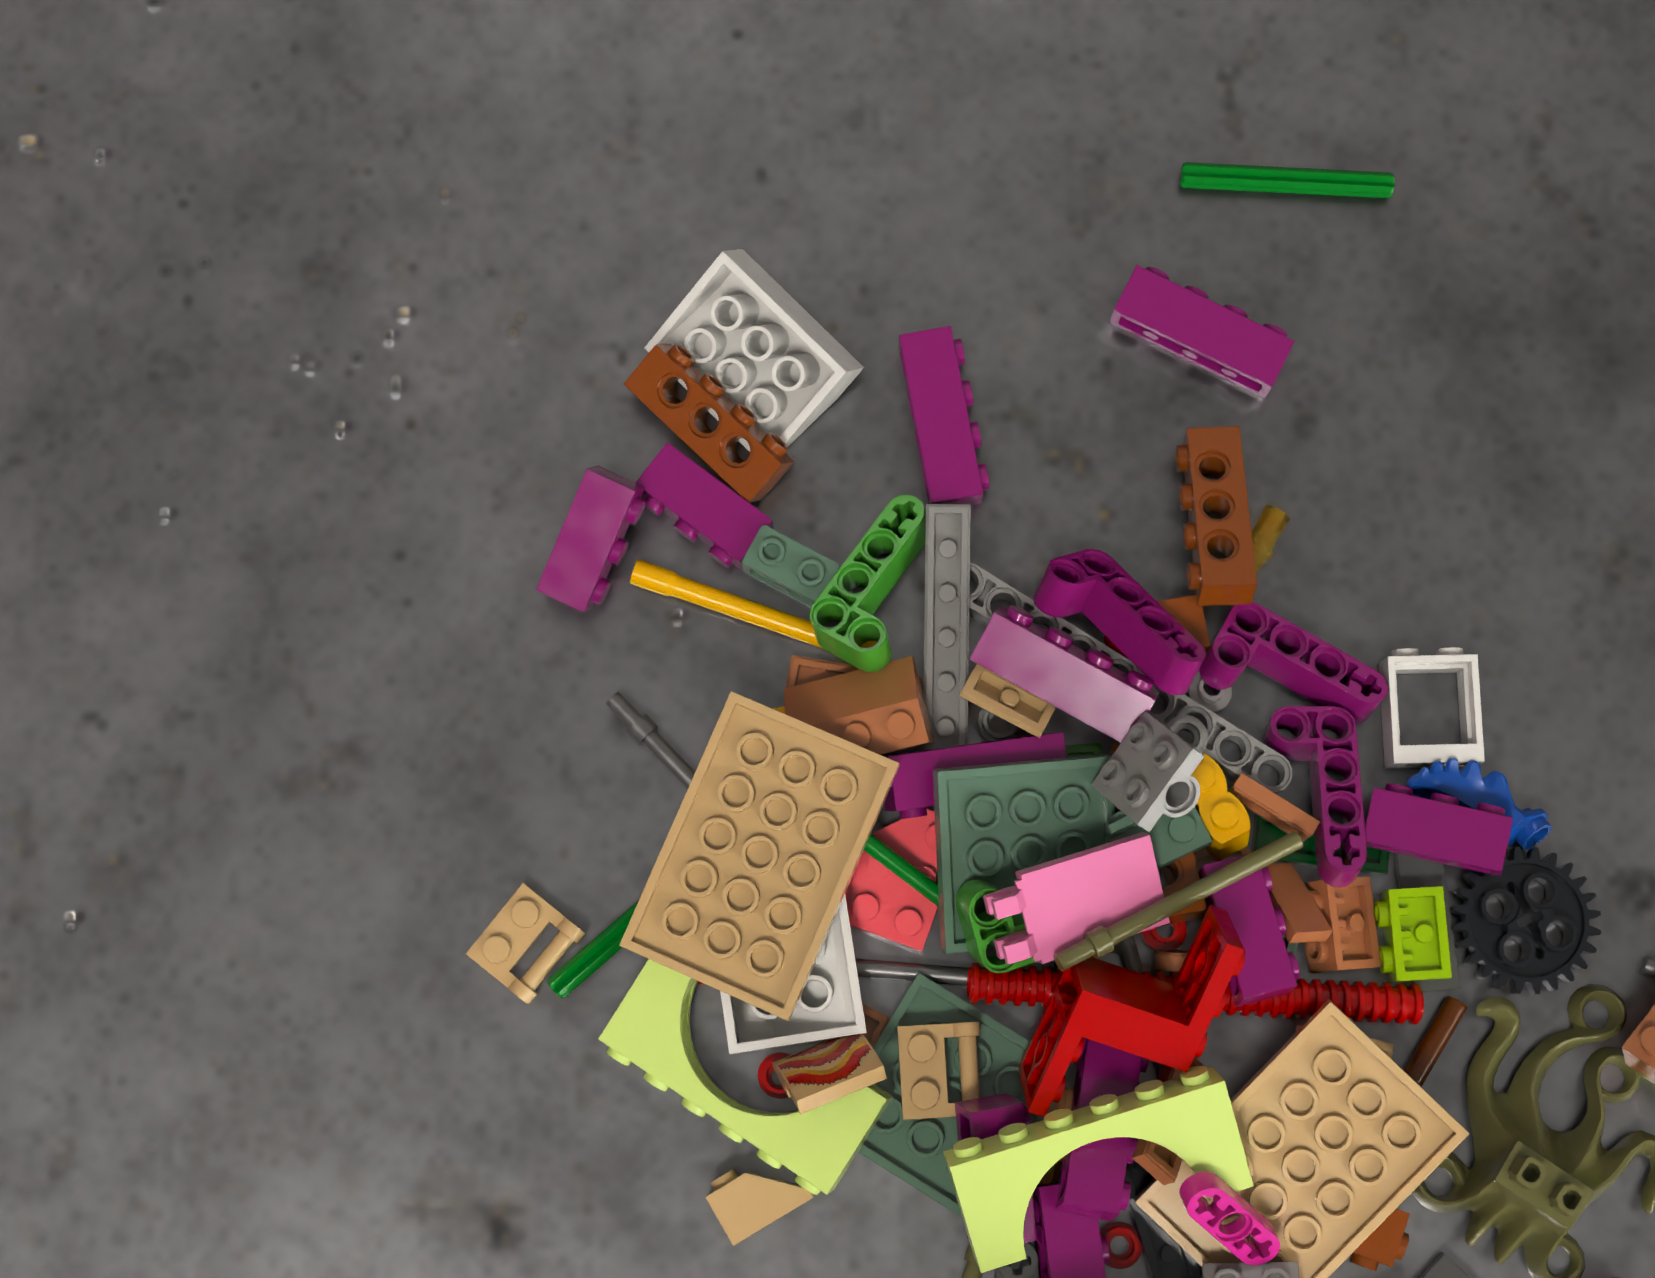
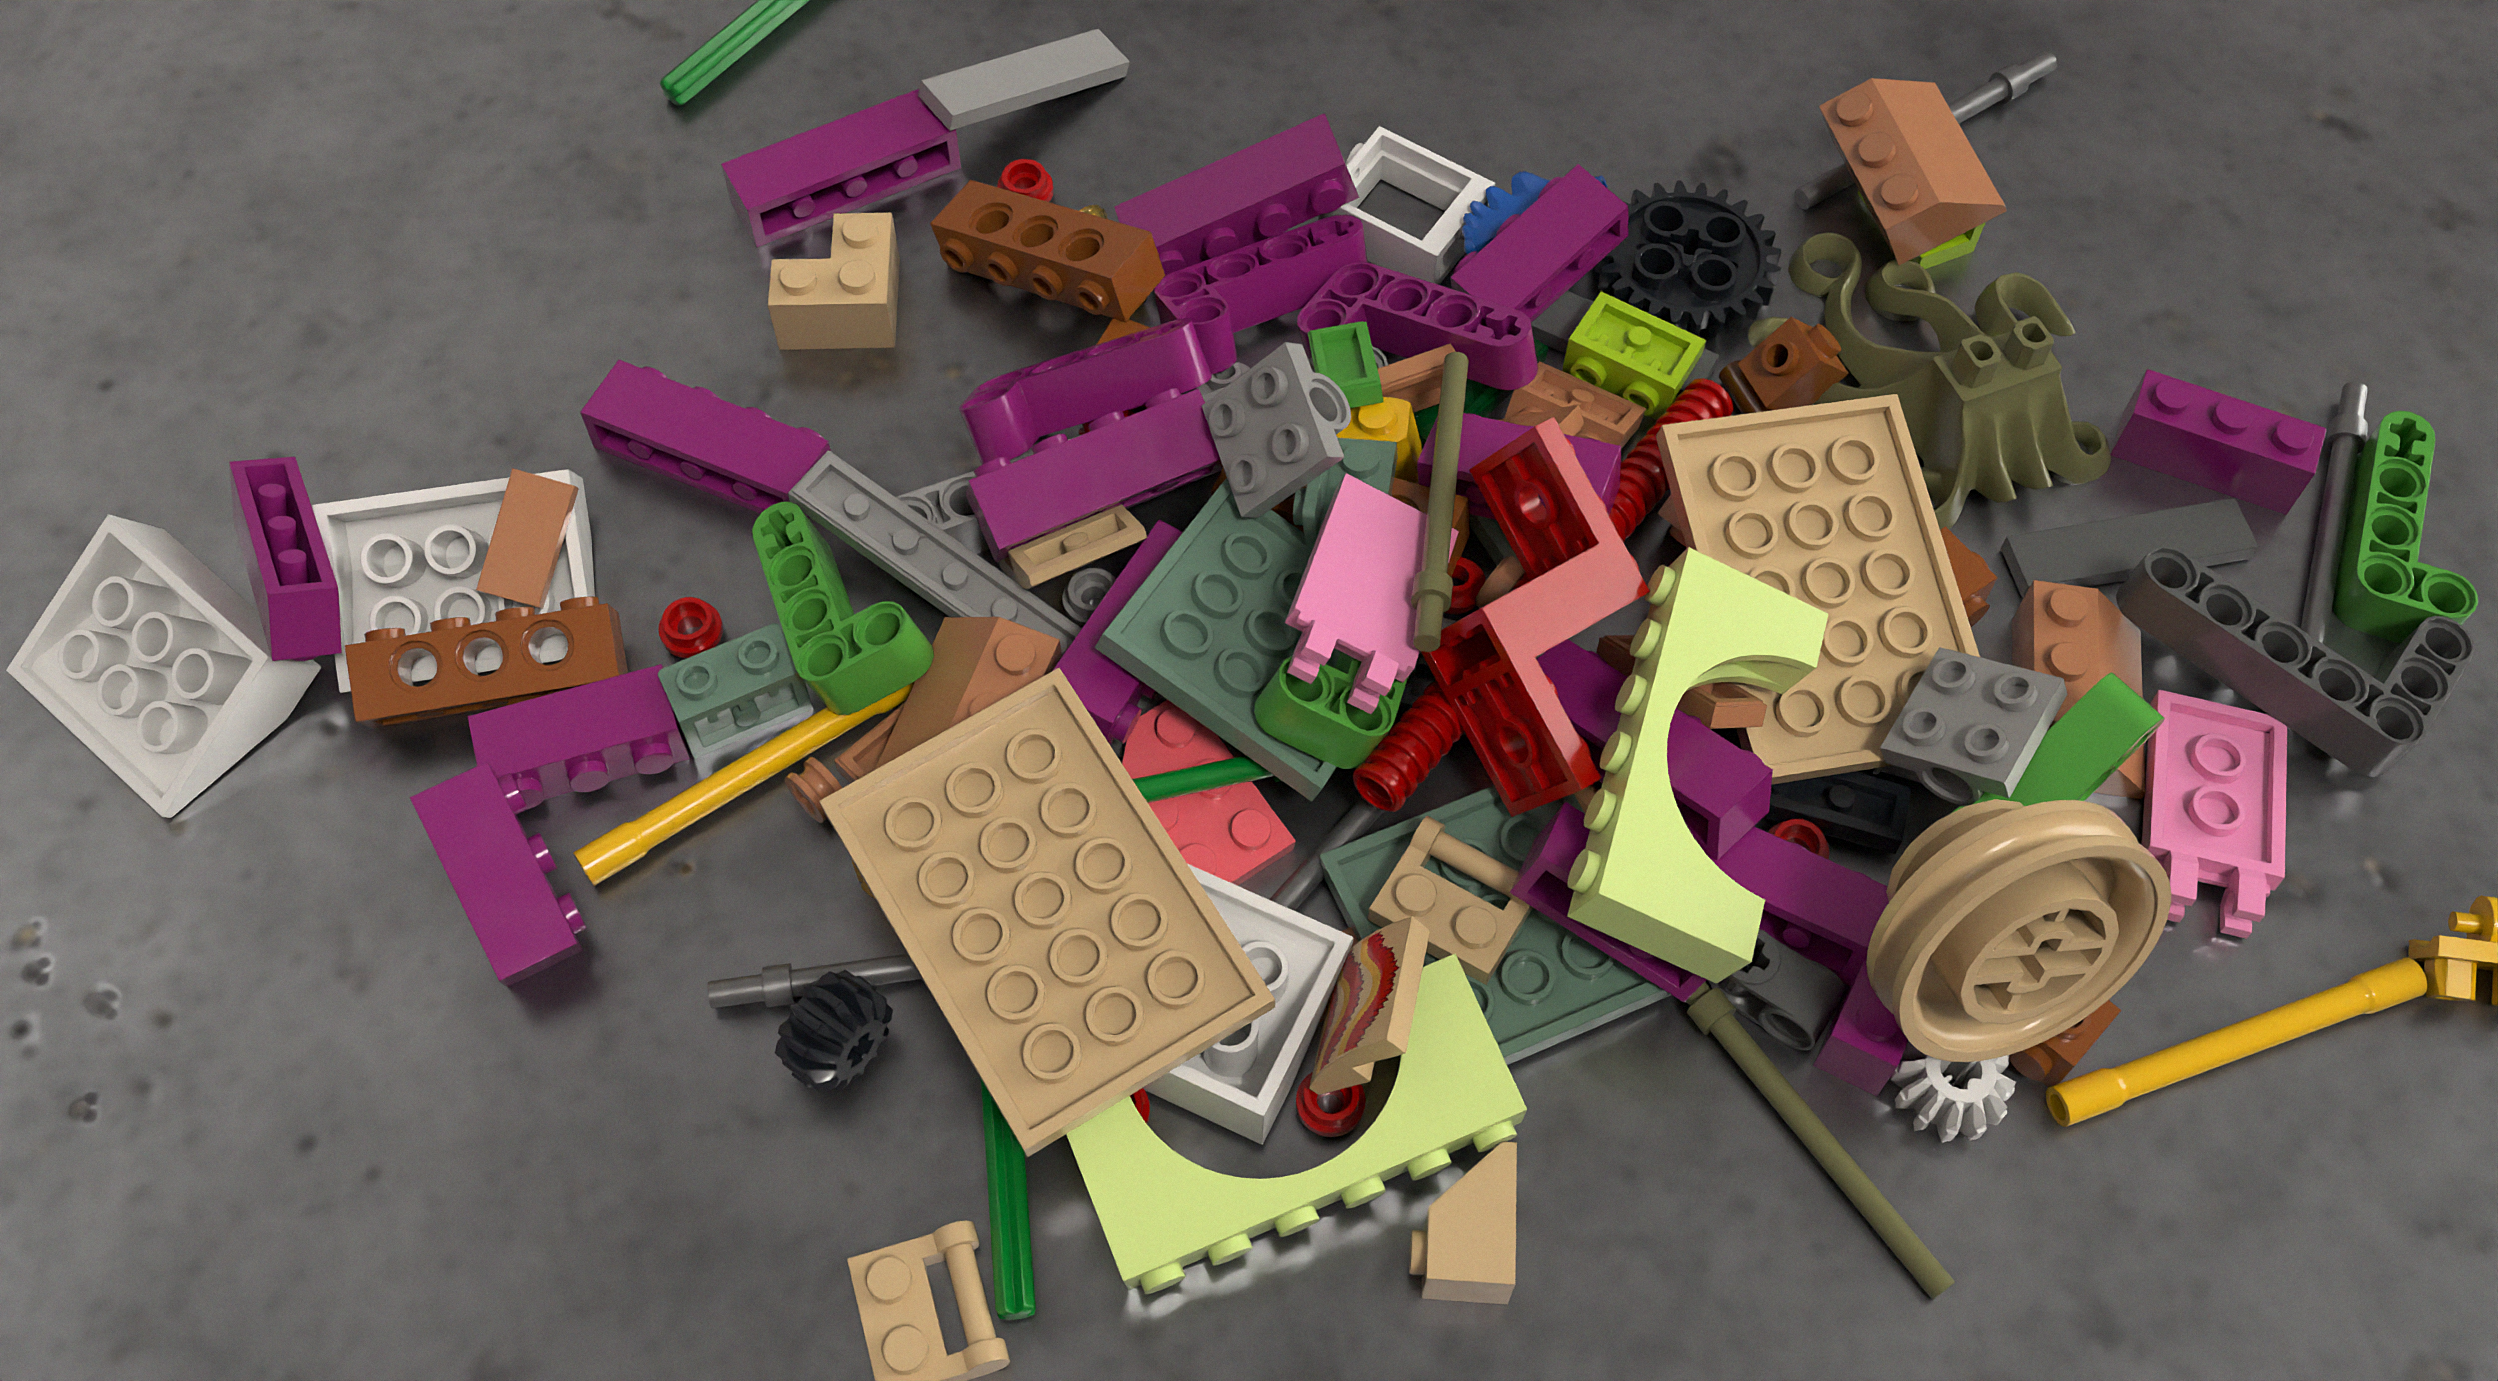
camera: 60 degrees left, 20 degrees down
(589, 241) = (157, 665): none -> white slope
(630, 785) = (833, 1031): none -> black gear
(685, 261) = (285, 559): none -> magenta brick
(765, 660) = (812, 786): none -> nougat bush
(791, 383) = (527, 538): none -> nougat tile
(820, 494) = (686, 614): none -> red plate
(1103, 419) = (840, 298): none -> tan brick
(1226, 1203) = (1833, 668): dark pink beam -> none
(1251, 769) = (1348, 359): none -> bright green tile
(1275, 442) = (1028, 179): none -> red plate
(1343, 608) = (1244, 196): none -> magenta brick
(1352, 394) = (1023, 79): none -> light grey tile
(1475, 1045) = (1794, 365): none -> dark orange brick

